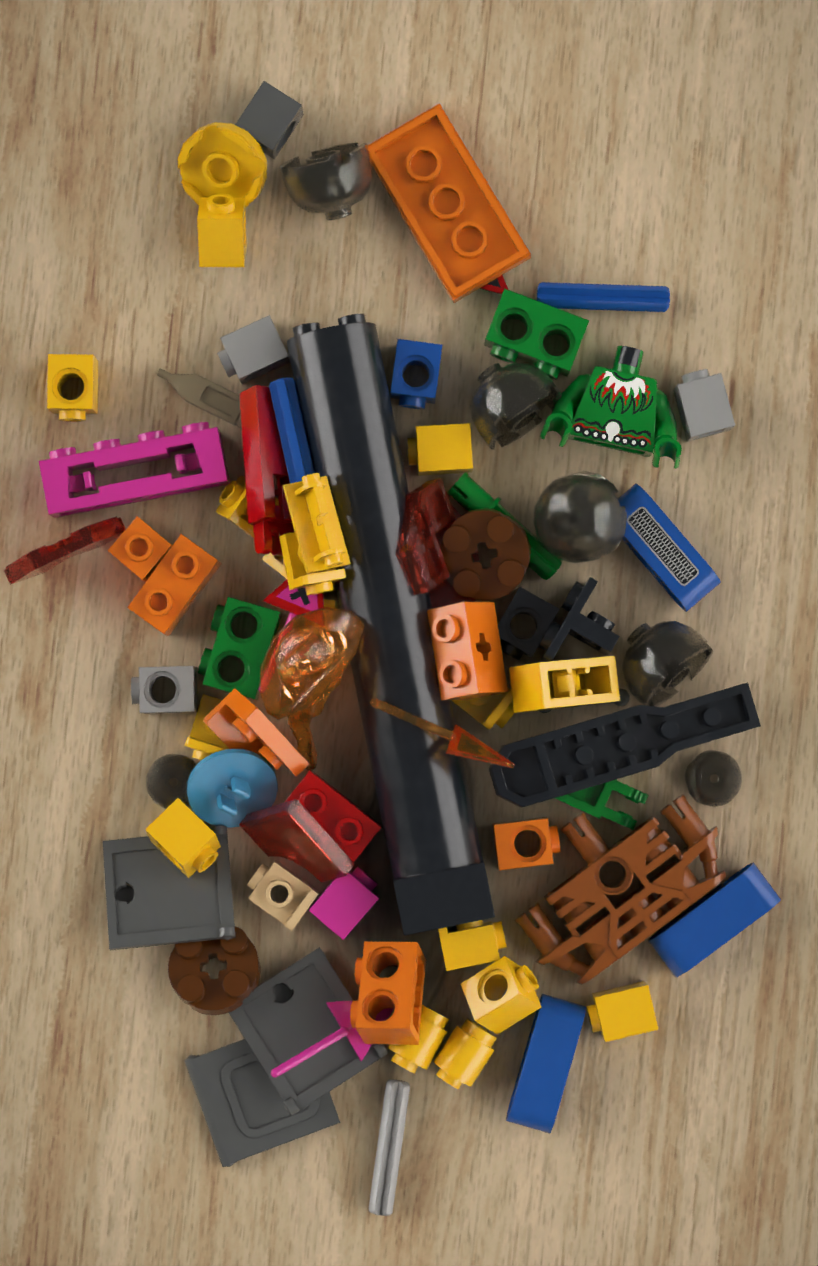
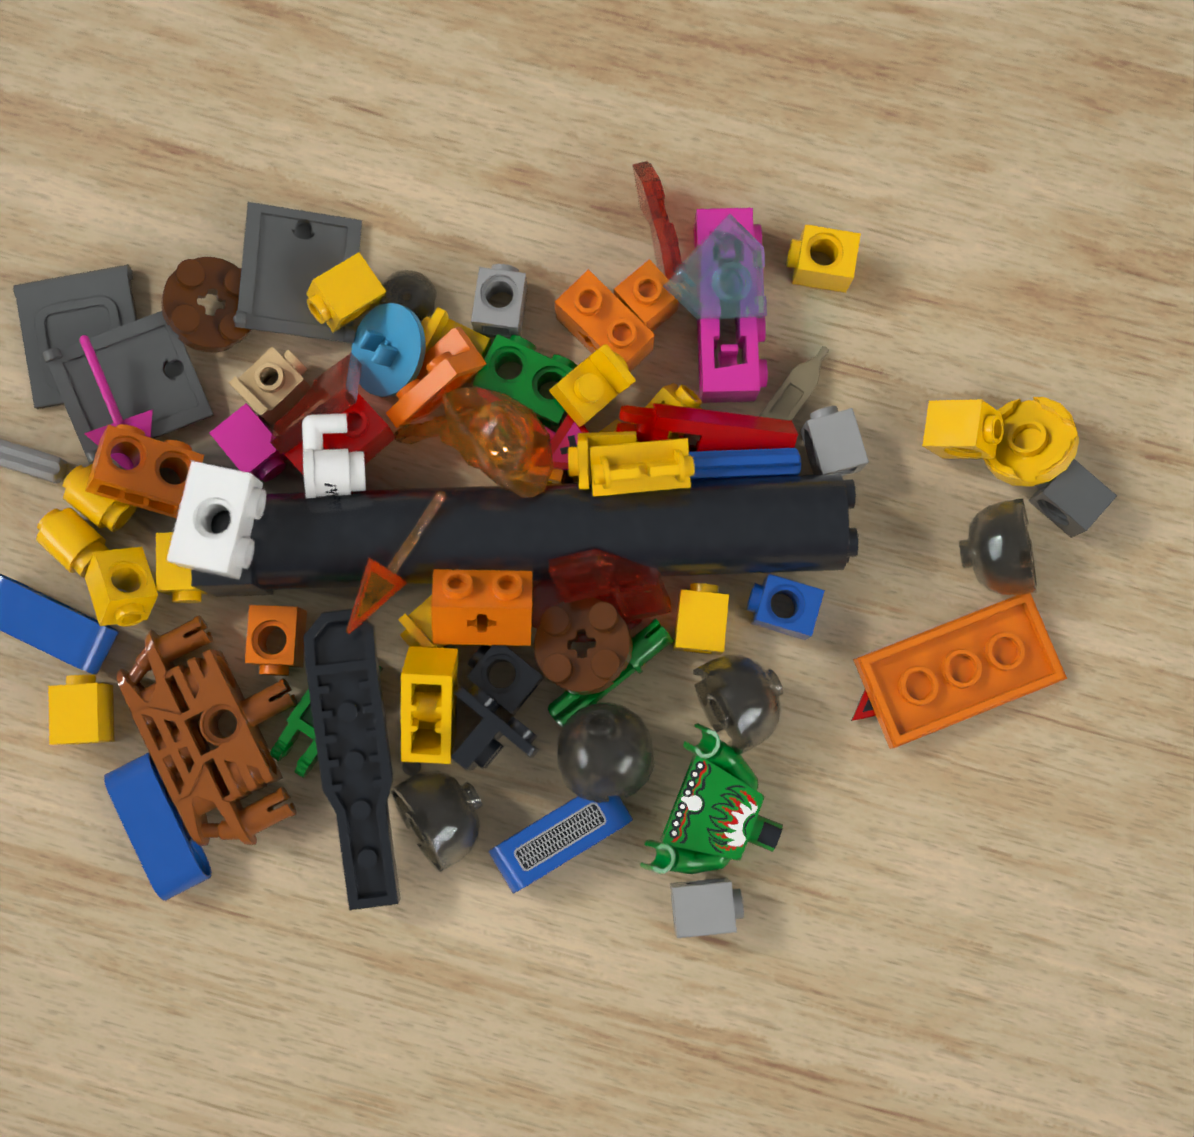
camera: 95 degrees right, 5 degrees down
(115, 479) = (722, 275): none -> clear light blue plate
(240, 584) = (592, 384): none -> yellow bracket
(365, 812) = (329, 470): none -> white piece
(459, 913) = (206, 493): none -> white brick
(540, 322) = (819, 747): green brick -> none
(604, 296) = (837, 819): blue axle -> none
(698, 778) = (323, 846): clear smoke plate -> none

